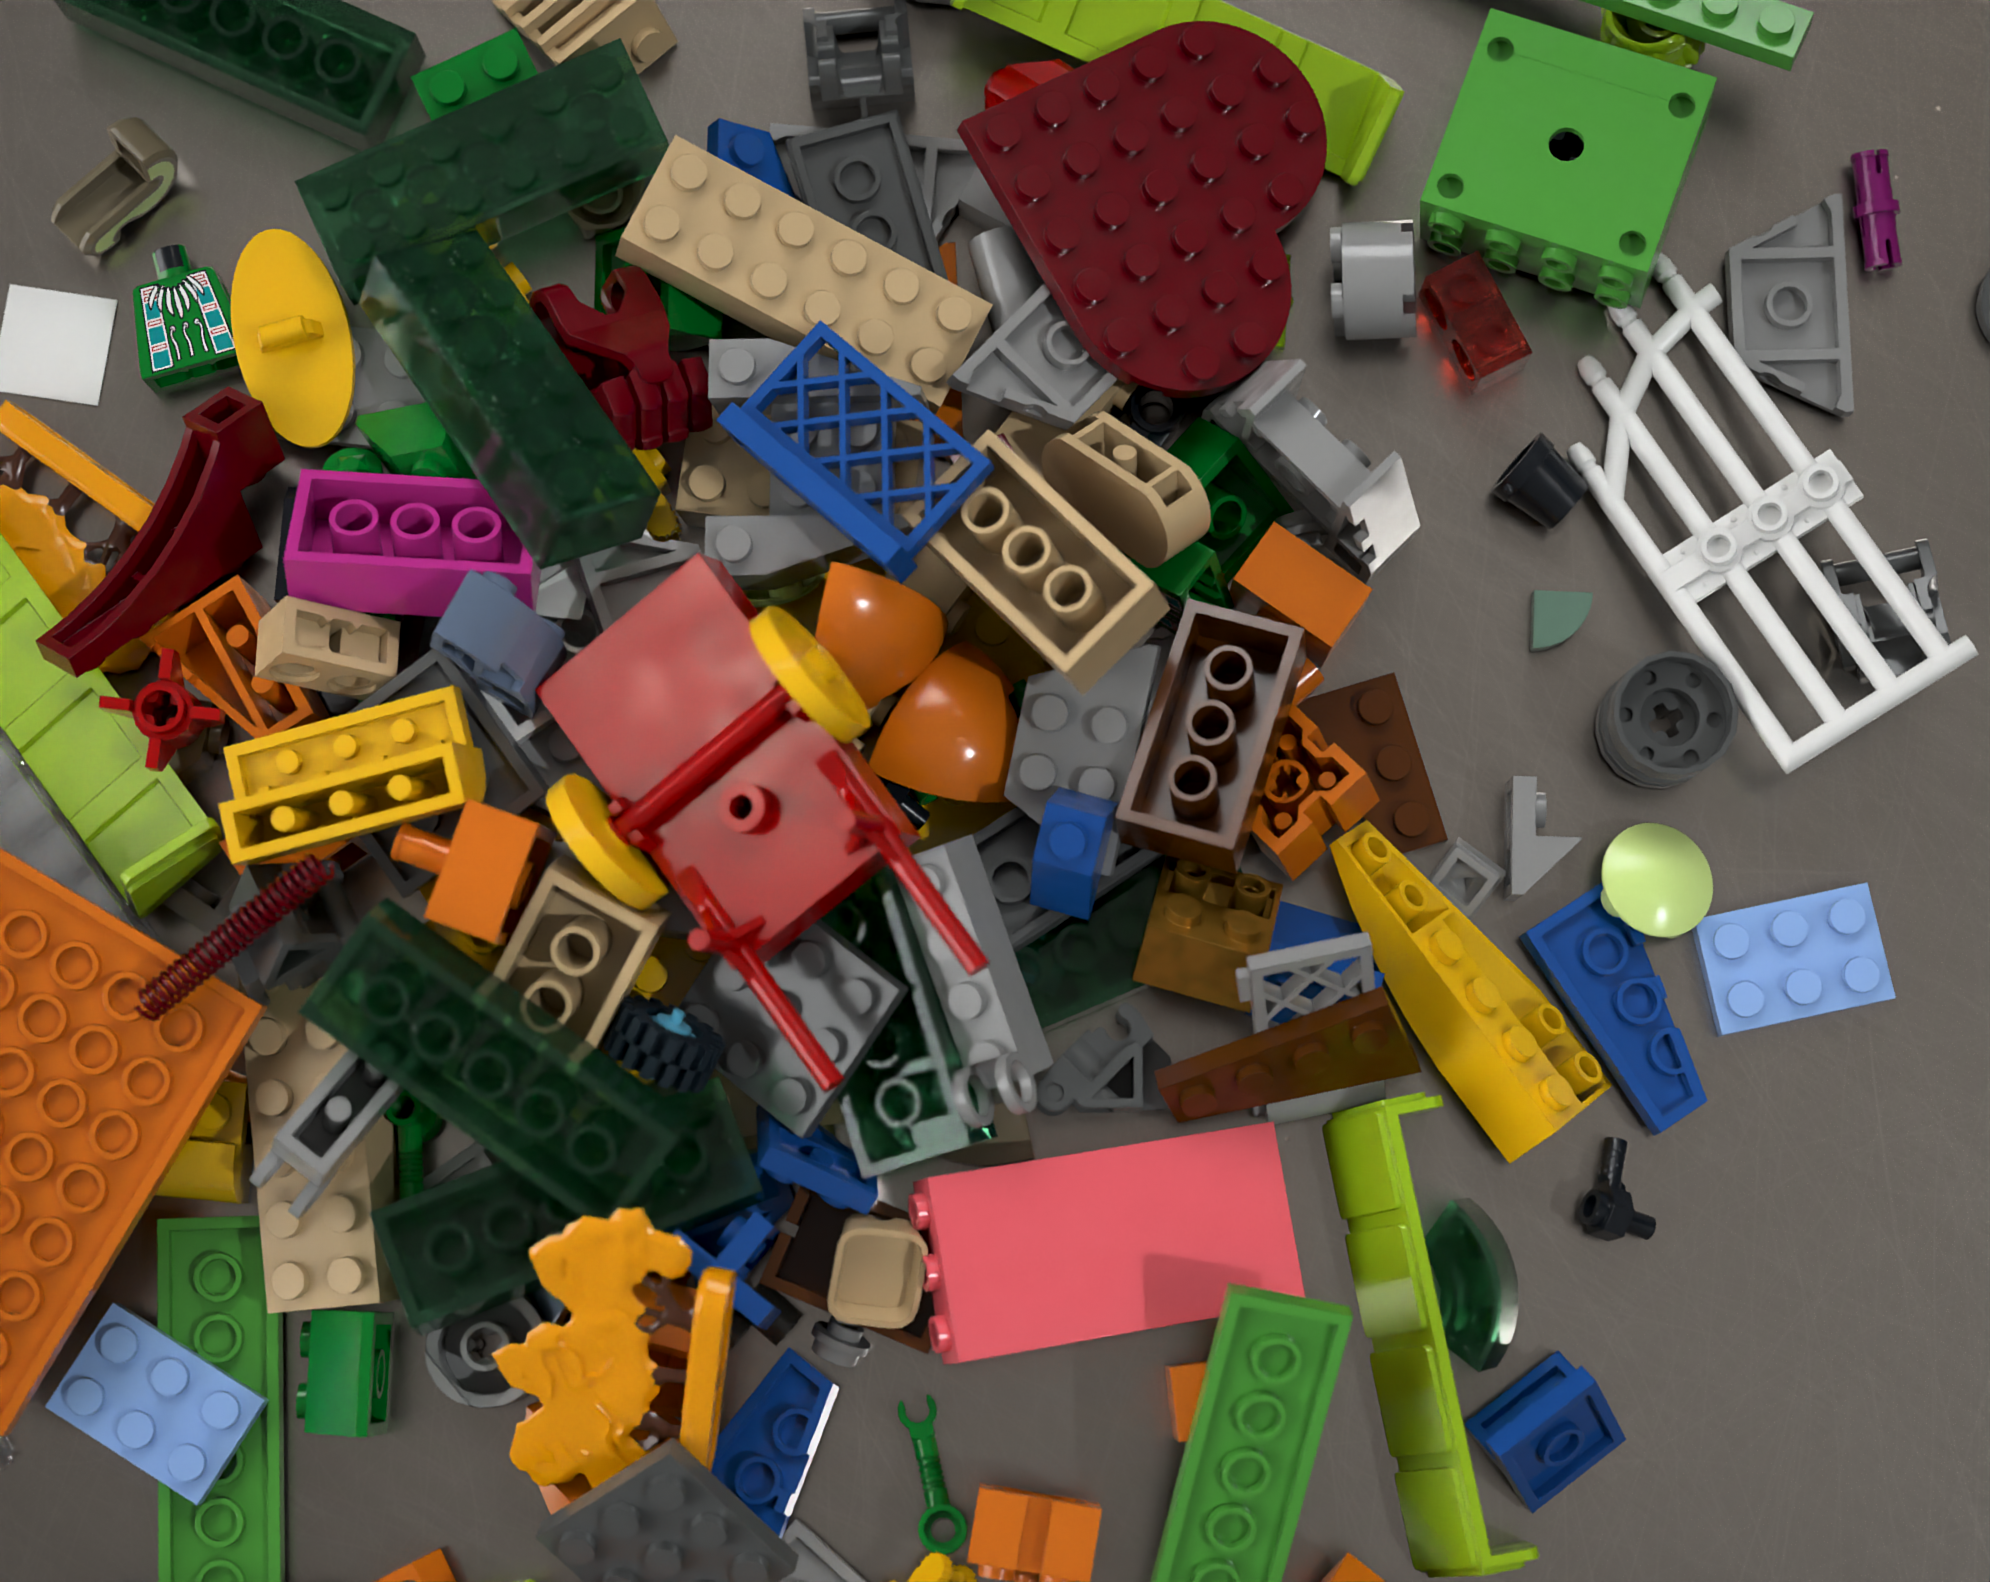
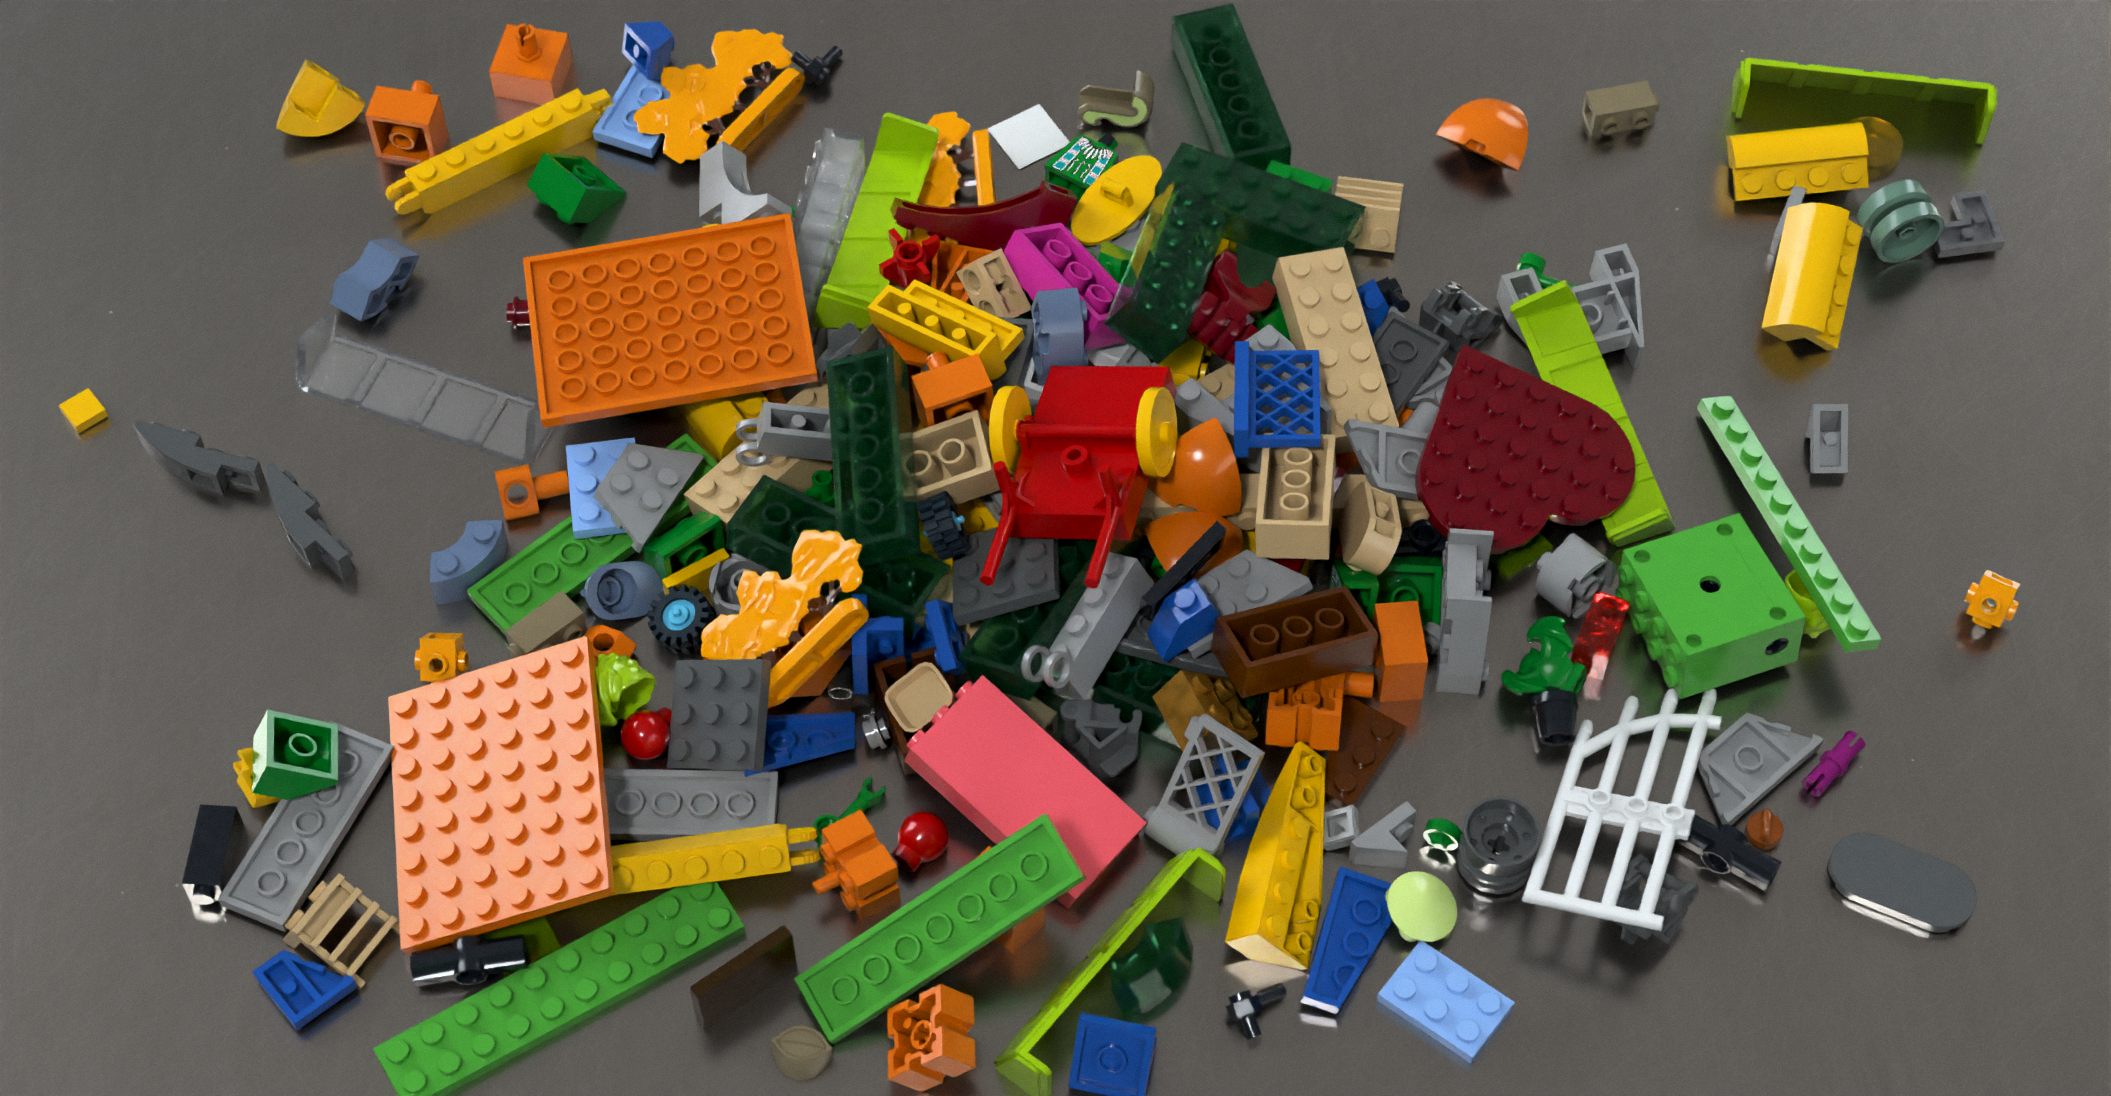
camera: 50 degrees right, 25 degrees down
(65, 1494) = (537, 488): none -> orange piece
(216, 1360) = (645, 487): none -> light grey wing
(229, 945) = (876, 336): dark red piece -> none
(341, 1507) = (622, 590): none -> sand blue piece
(401, 1388) = (696, 573): none -> yellow tile
(454, 1460) = (680, 618): none -> black wheel
(741, 107) = (1393, 294): none -> black piece
(1006, 797) = (1183, 570): none -> black tile
(1047, 1415) = (920, 840): none -> red piece
(1303, 1057) = (1189, 799): reddish brown wing -> none
(1467, 431) = (1549, 668): none -> green animal
(1556, 616) = (1502, 776): sand green tile -> none
(1581, 767) = (1442, 834): none -> green tile
(1888, 375) = (1764, 830): none -> dark orange tile
(1892, 445) = (1727, 850): none -> black piece

